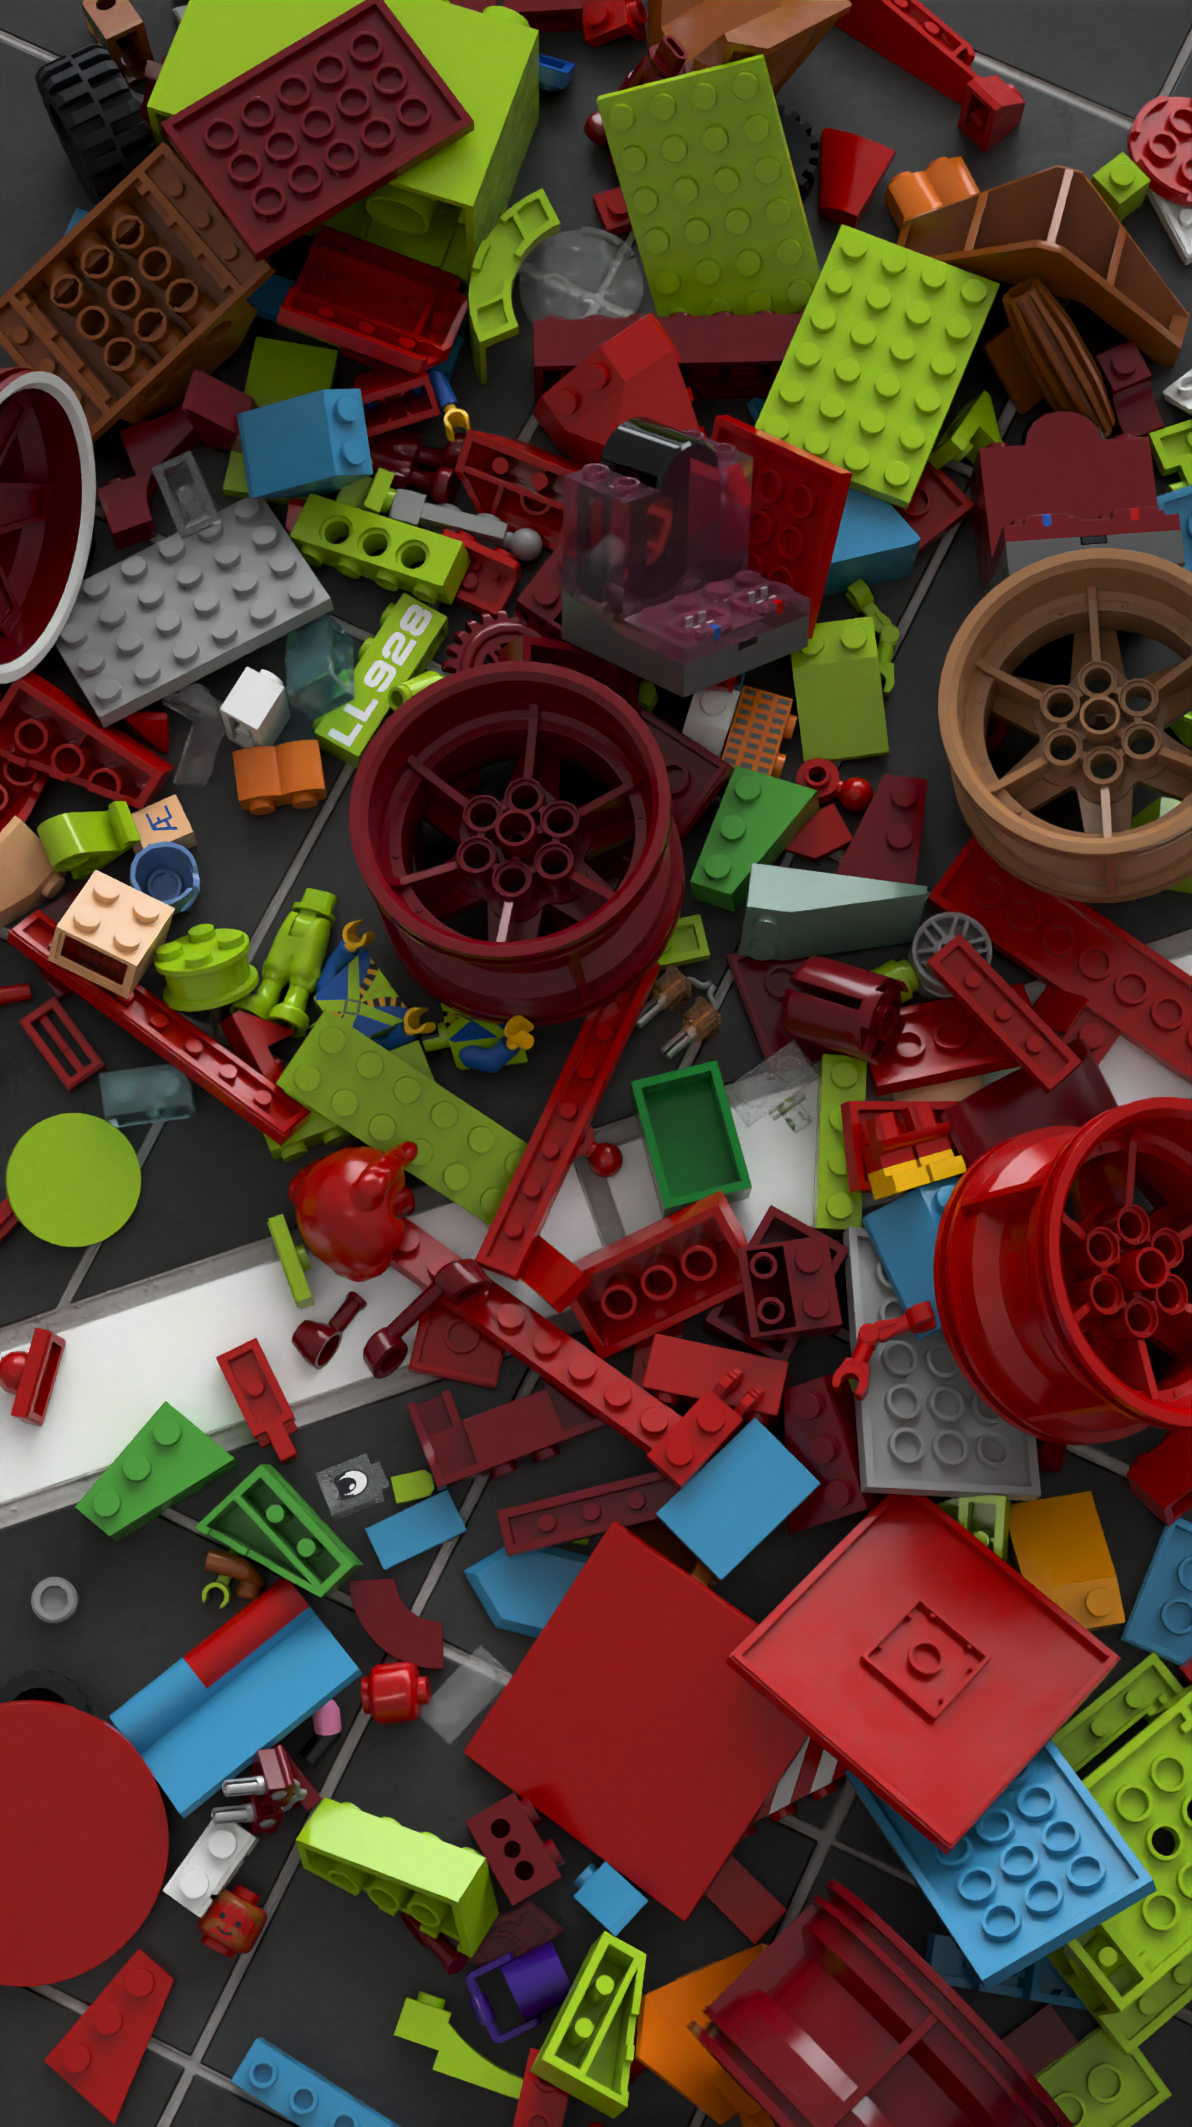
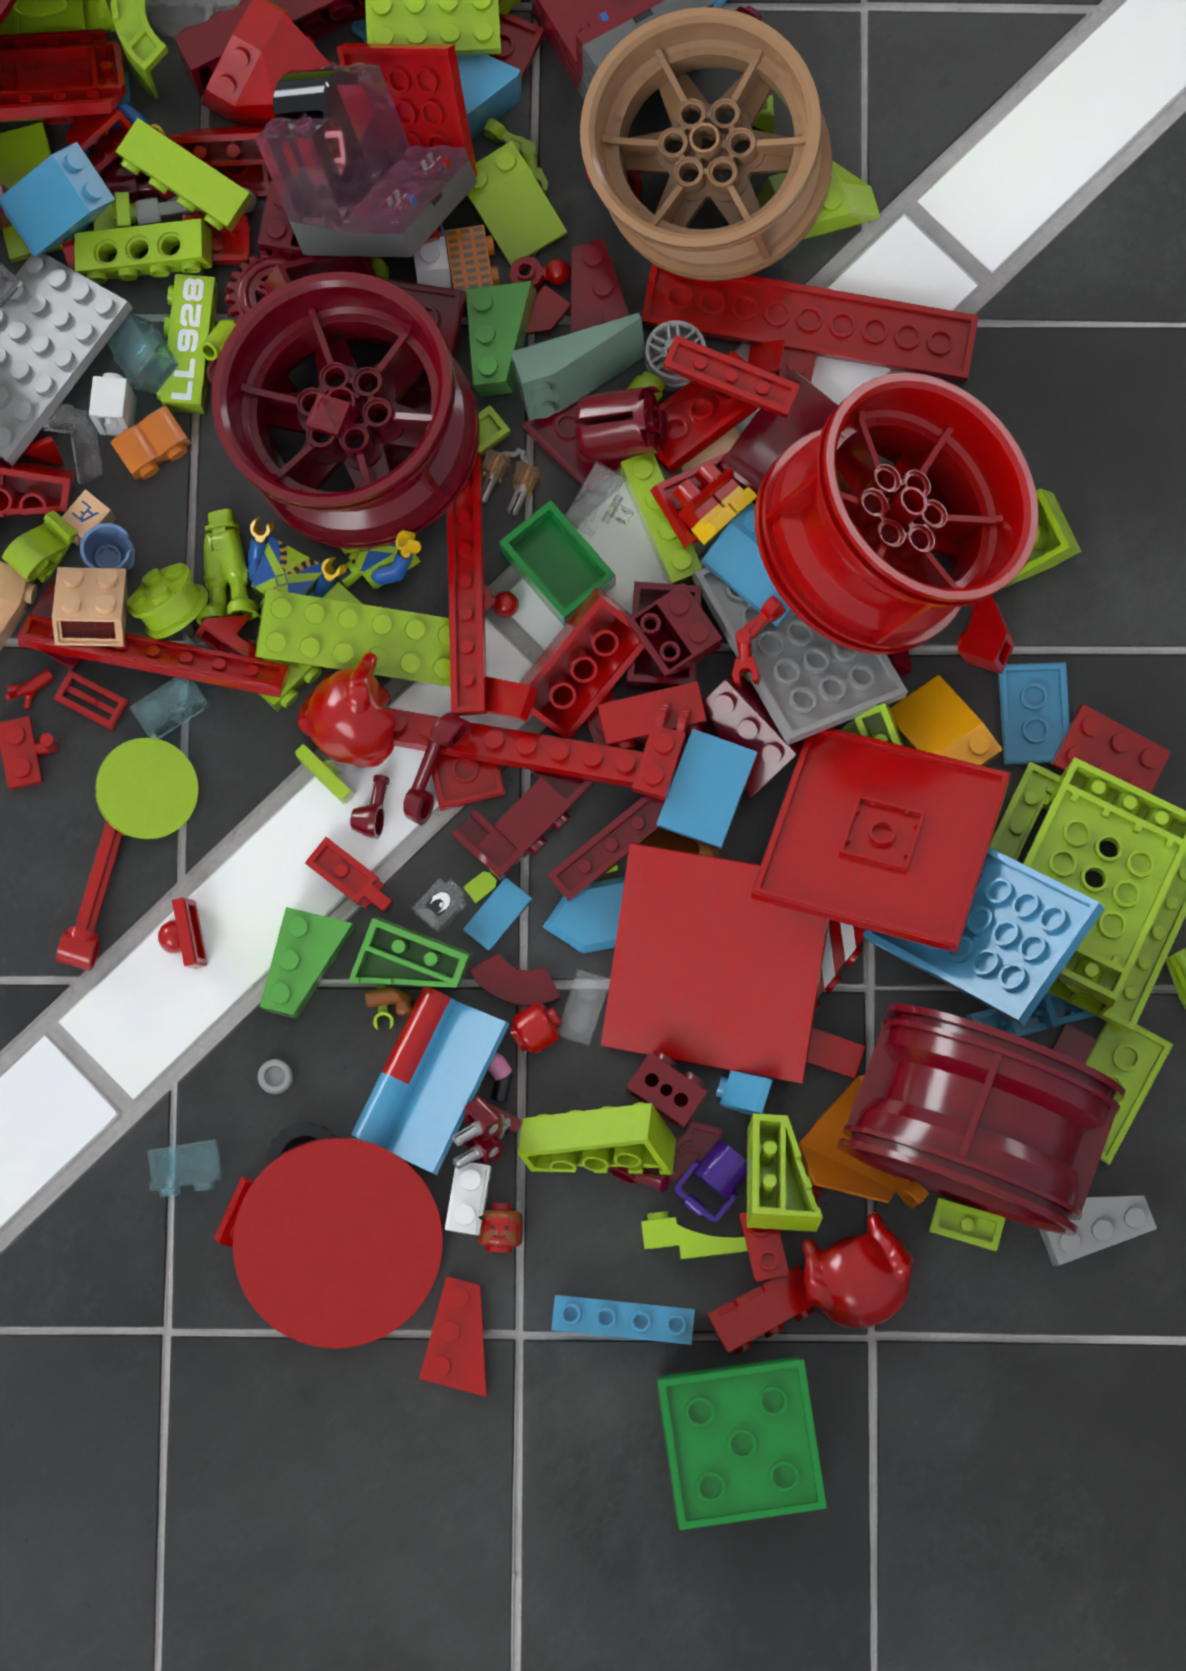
camera: 20 degrees left, 5 degrees up
(467, 483) = (184, 175): none -> lime brick
(490, 838) = (329, 415): none -> dark red tile

